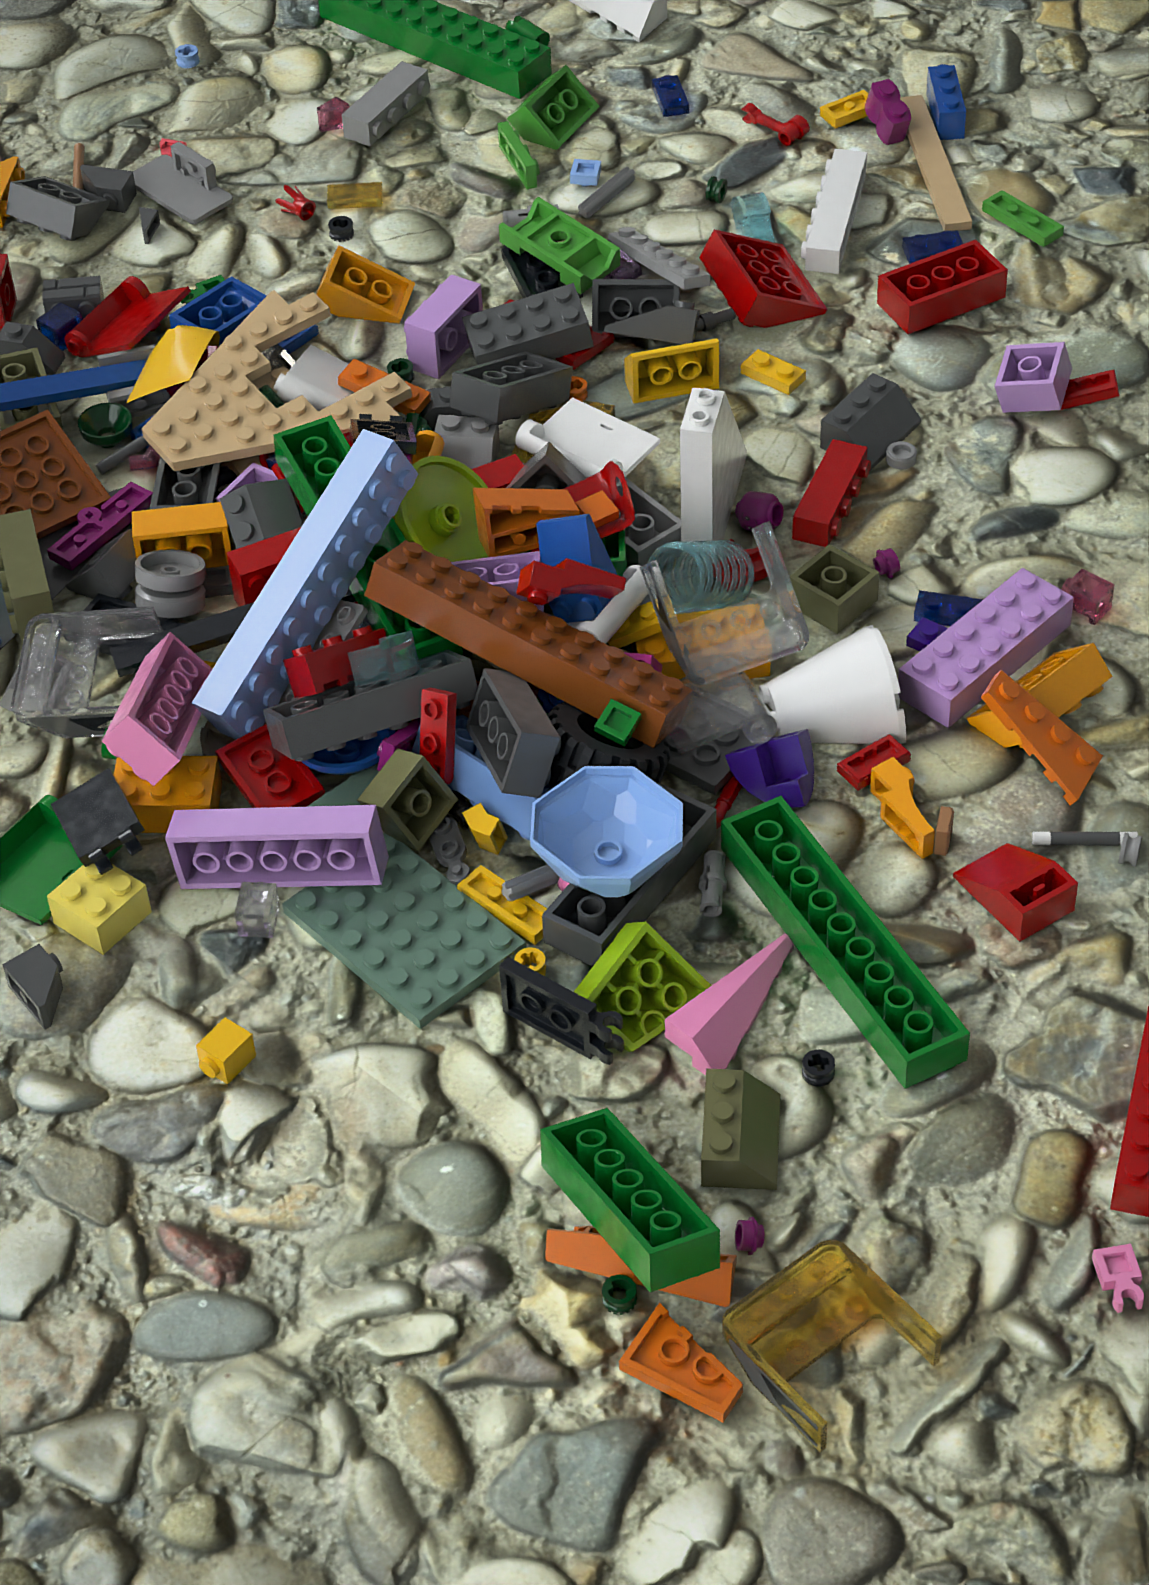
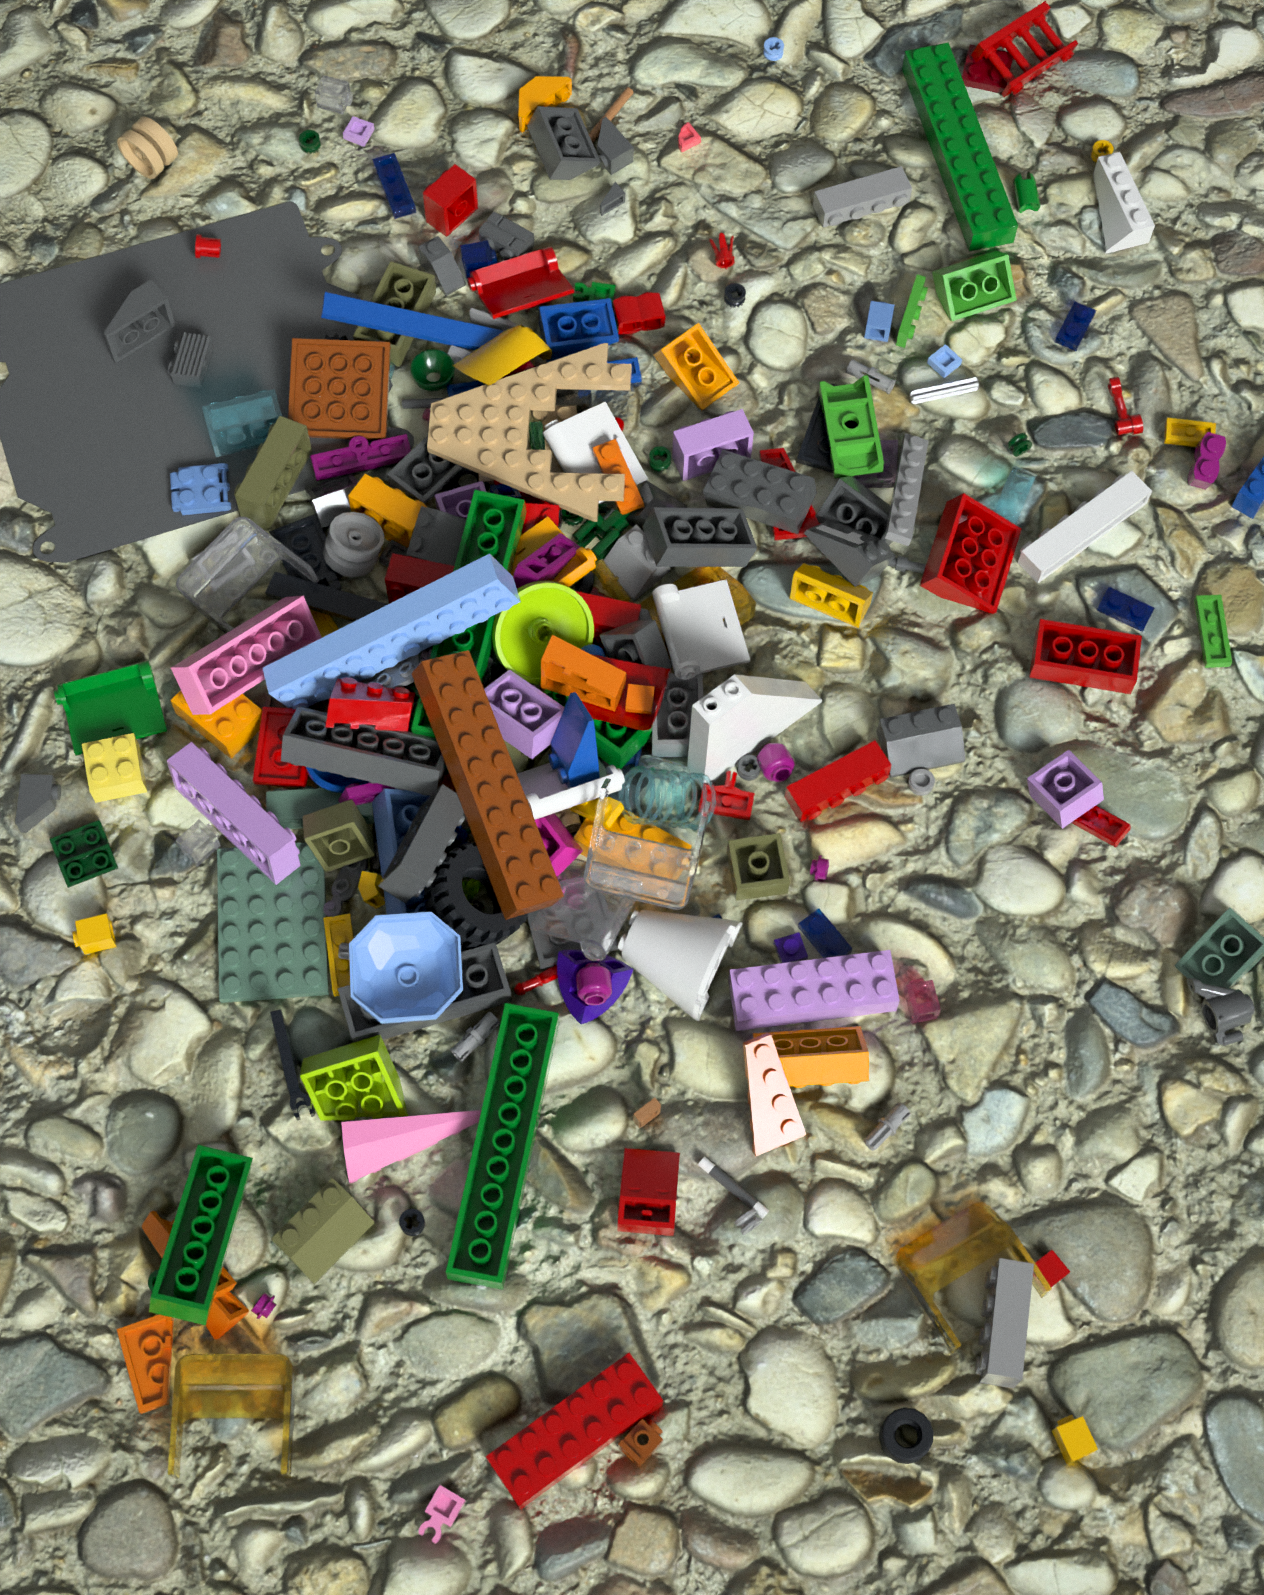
camera: 35 degrees right, 20 degrees up
(99, 820) = (147, 714): black tile -> none
(137, 998) = (83, 853): none -> dark green slope
(183, 184) = (661, 179): light grey bracket -> none
(270, 275) = (639, 313): none -> red brick
(331, 114) = (818, 179): clear pink slope -> none
(354, 195) = (771, 269): clear yellow tile -> none
(390, 660) = (393, 735): clear light blue brick -> none
(395, 429) = (555, 534): black tile -> none
(438, 730) = (384, 806): red hinge -> none
(496, 175) = (879, 321): none -> medium blue brick
(530, 956) = (309, 1006): yellow bush -> none
(543, 582) = (522, 753): red slope -> none
(578, 388) = (762, 554): orange bush -> none
(617, 722) = (486, 890): green plate -> none
(737, 527) = (744, 761): none -> dark grey bush
(773, 372) = (905, 642): yellow plate -> none
(788, 755) = (594, 984): none -> magenta head
(858, 767) = (657, 1023): red plate -> none
(894, 789) = (638, 1070): light orange slope -> none
(936, 167) = (1202, 529): tan tile -> none

